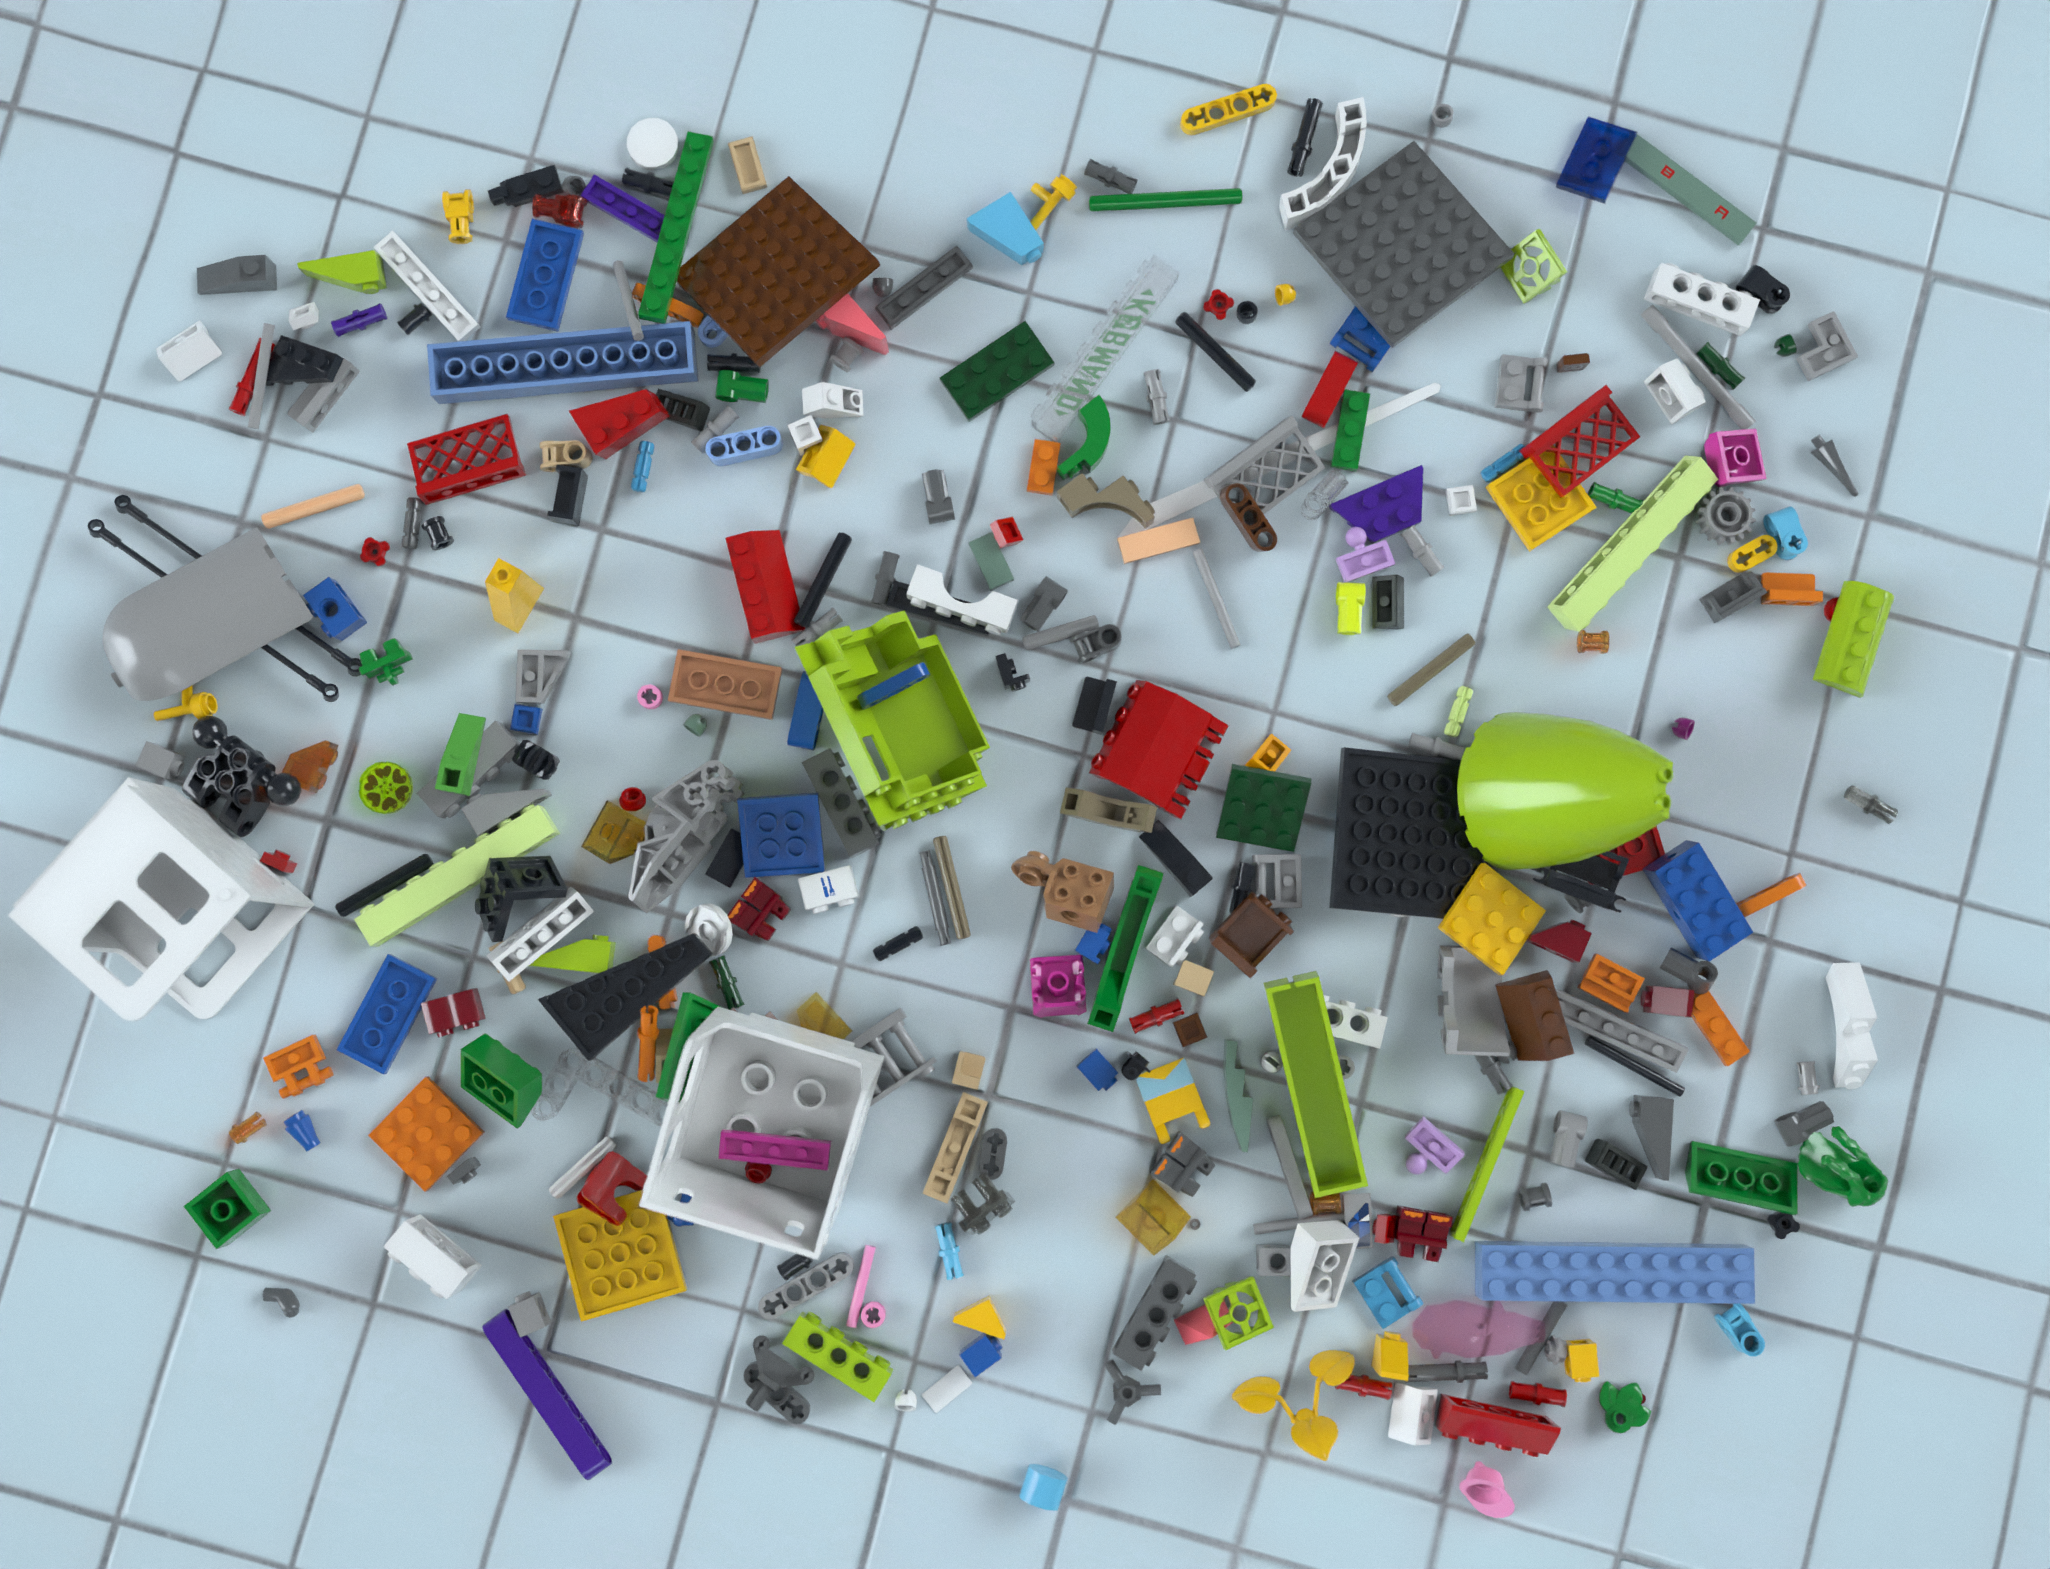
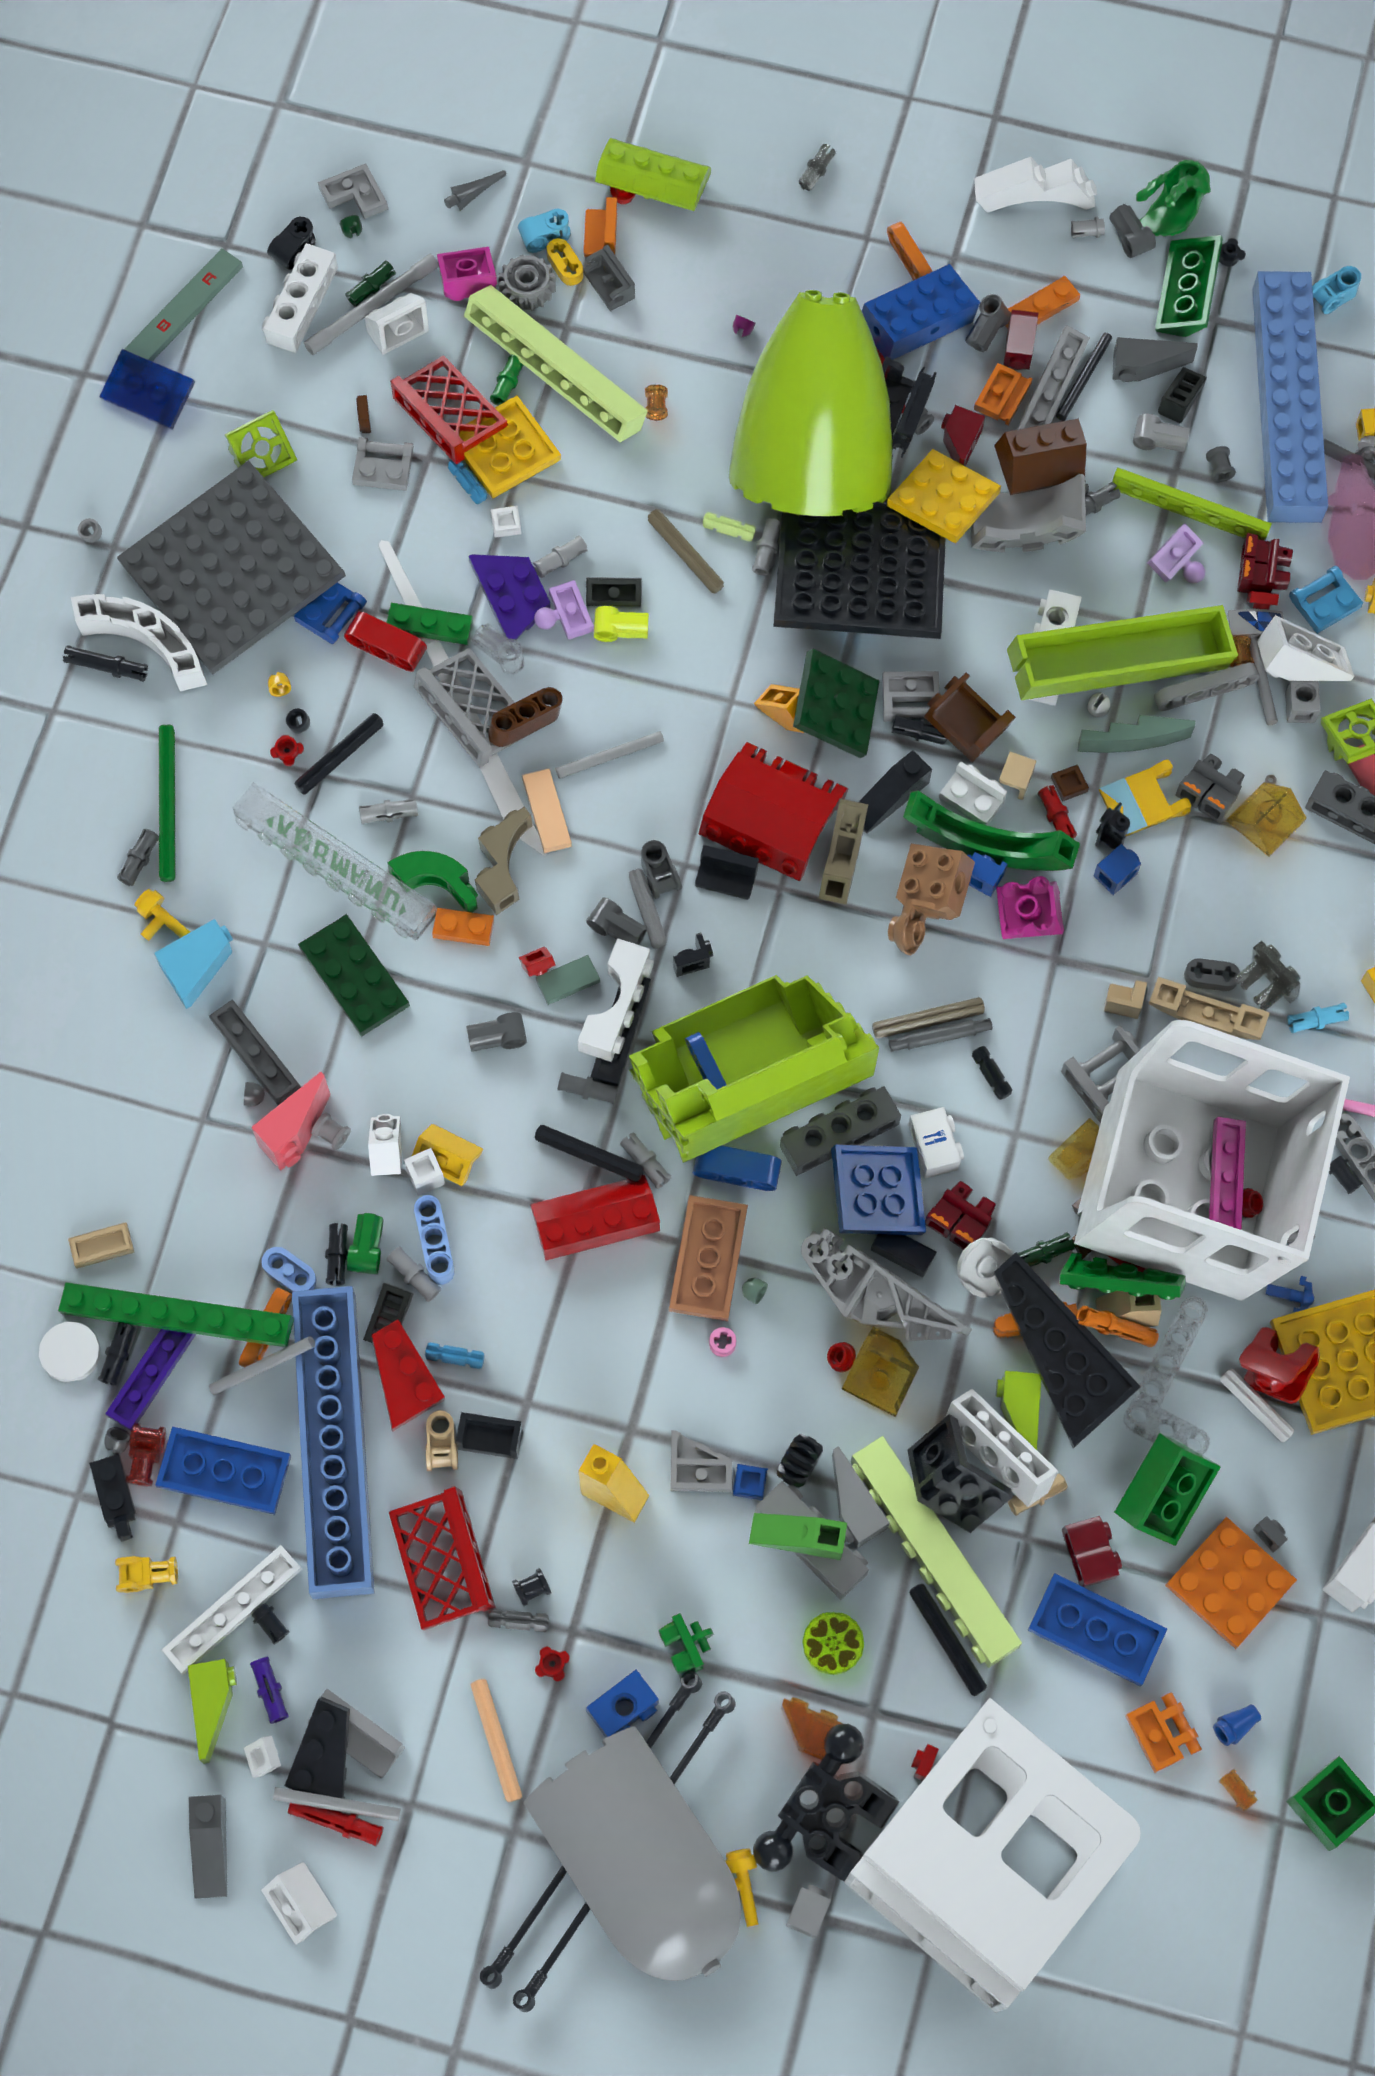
camera: 90 degrees left, 15 degrees down
(775, 271) = (236, 1197): reddish brown plate -> none
(1227, 107) = (68, 739): yellow beam -> none

